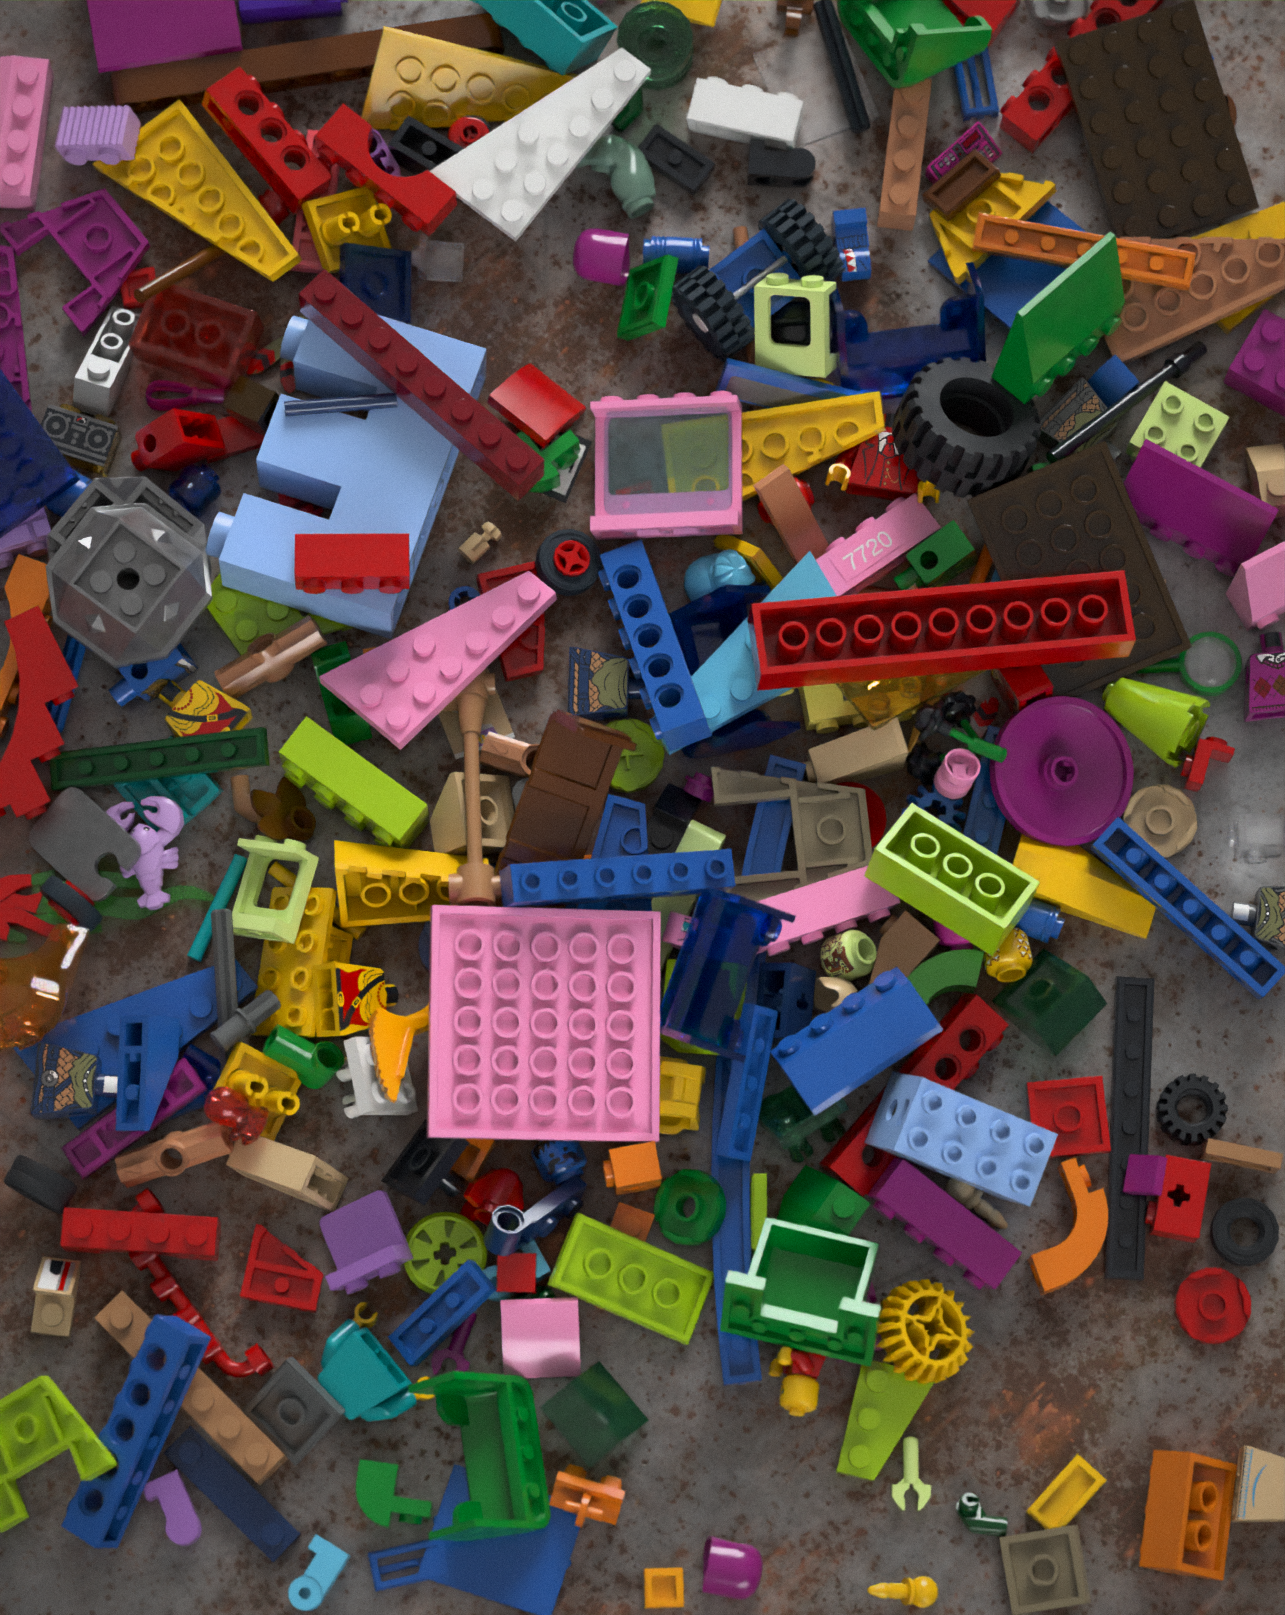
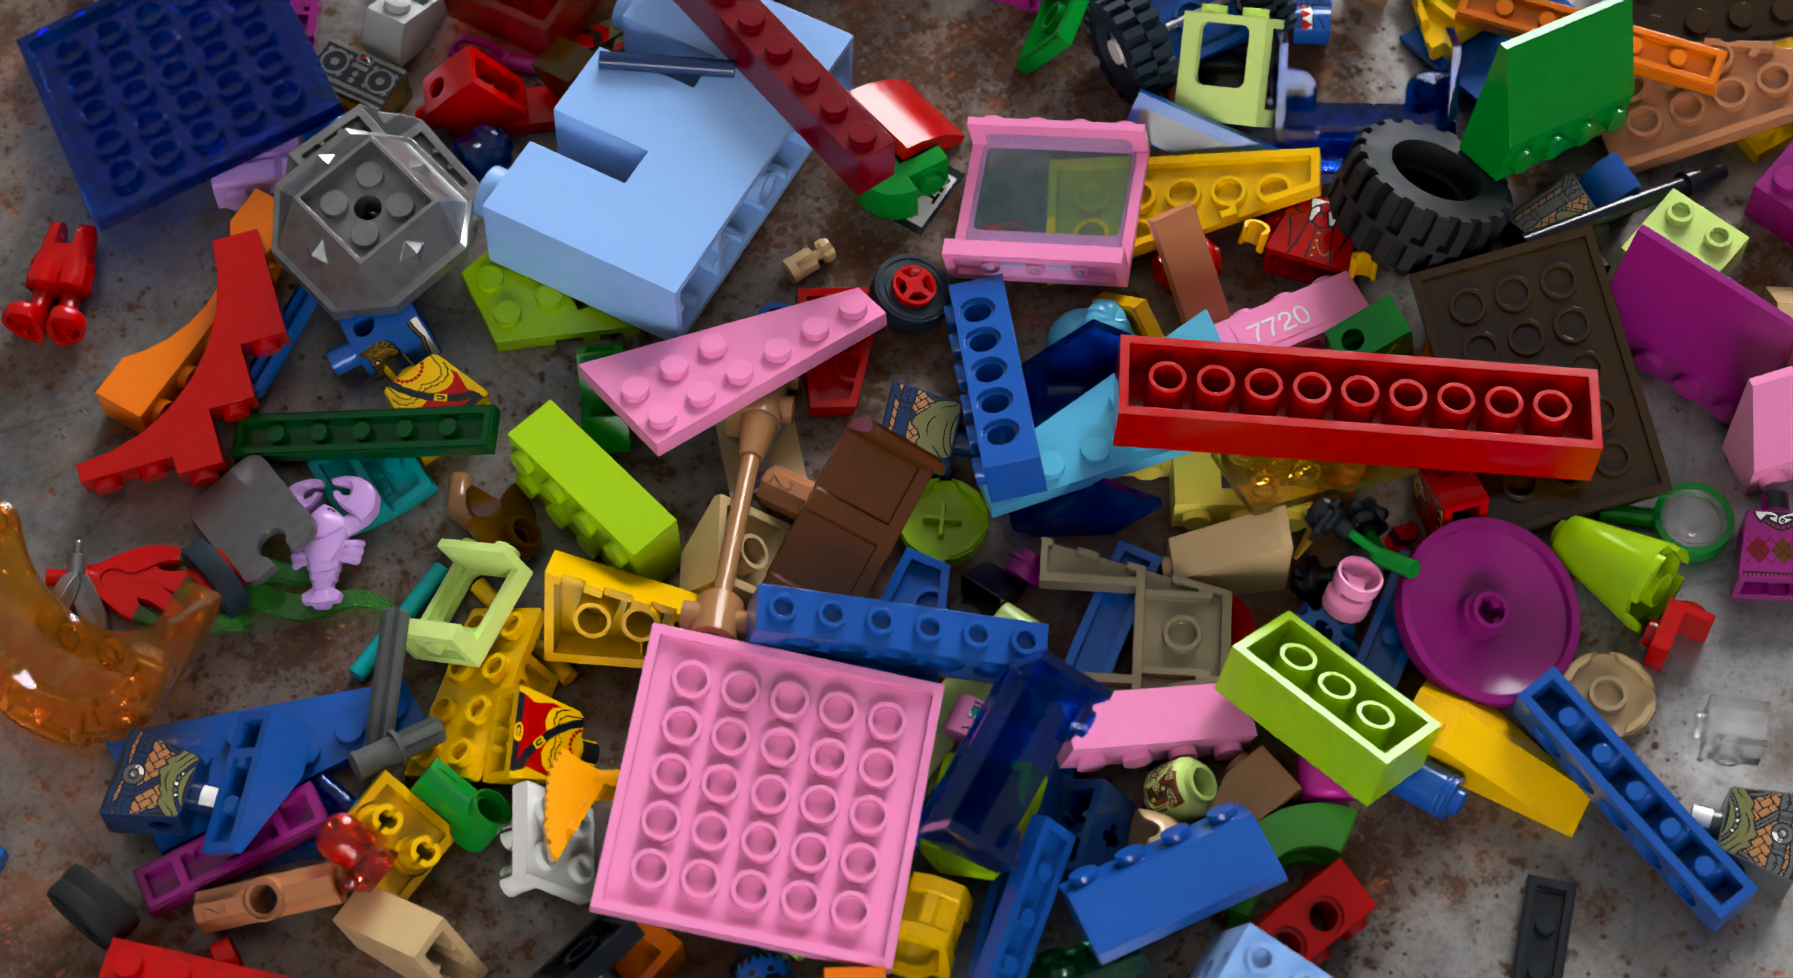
camera: 15 degrees right, 15 degrees down
(270, 657) = (529, 344): nougat piece -> none
(352, 562) = (640, 224): red brick -> none
(1010, 959) = (1388, 825): yellow head -> none
(1050, 1002) = (1437, 891): clear green slope -> none

